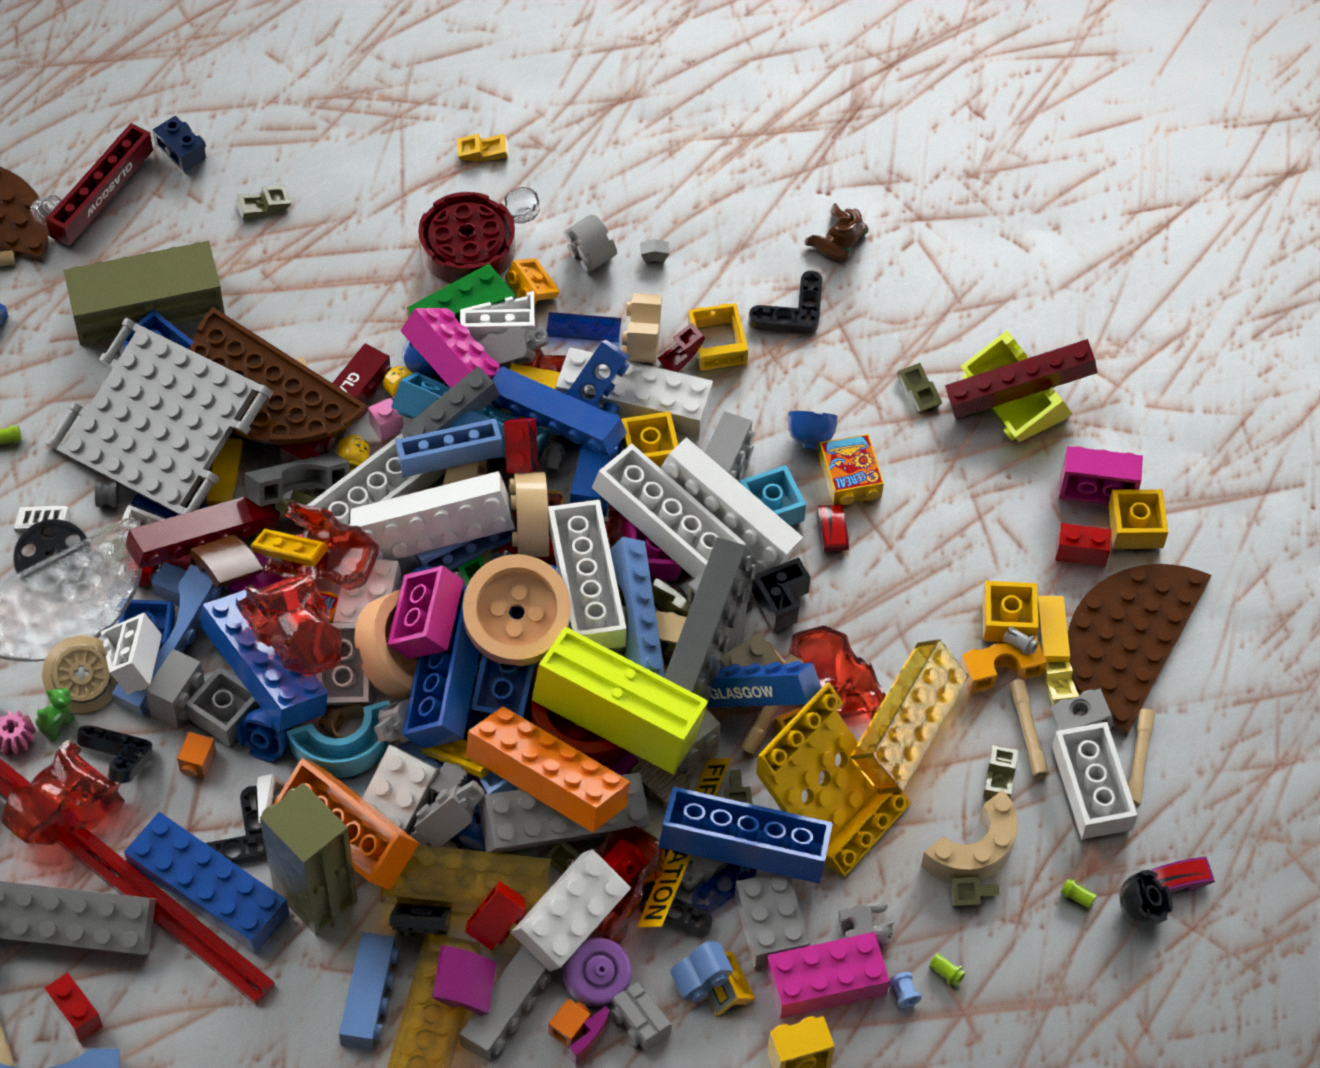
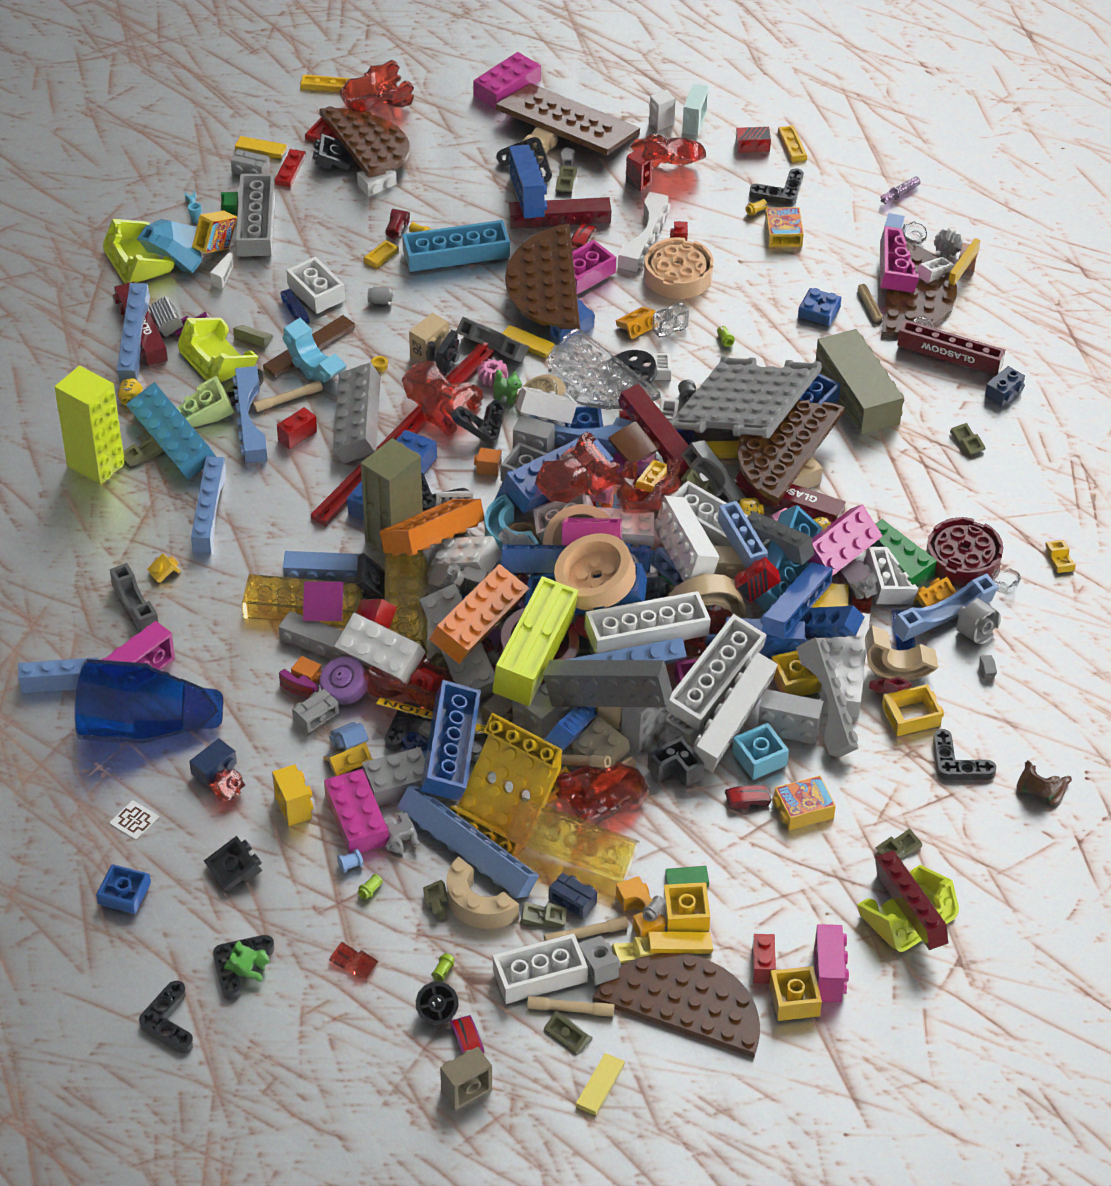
camera: 85 degrees right, 10 degrees down
(584, 300) = (919, 620): none -> medium blue arch
(660, 407) = (839, 732): none -> light grey arch
(811, 427) = (834, 770): blue cylinder -> none
(889, 843) = (468, 842): none -> medium blue brick
(951, 610) = (687, 875): none -> green tile
(977, 734) = (573, 895): none -> dark blue brick
(1061, 999) = (355, 962): none -> clear red slope
(1174, 766) = (567, 1032): none -> olive slope
(1250, 740) = (600, 1084): none -> light yellow tile
(1258, 875) = (466, 1078): none -> dark tan brick

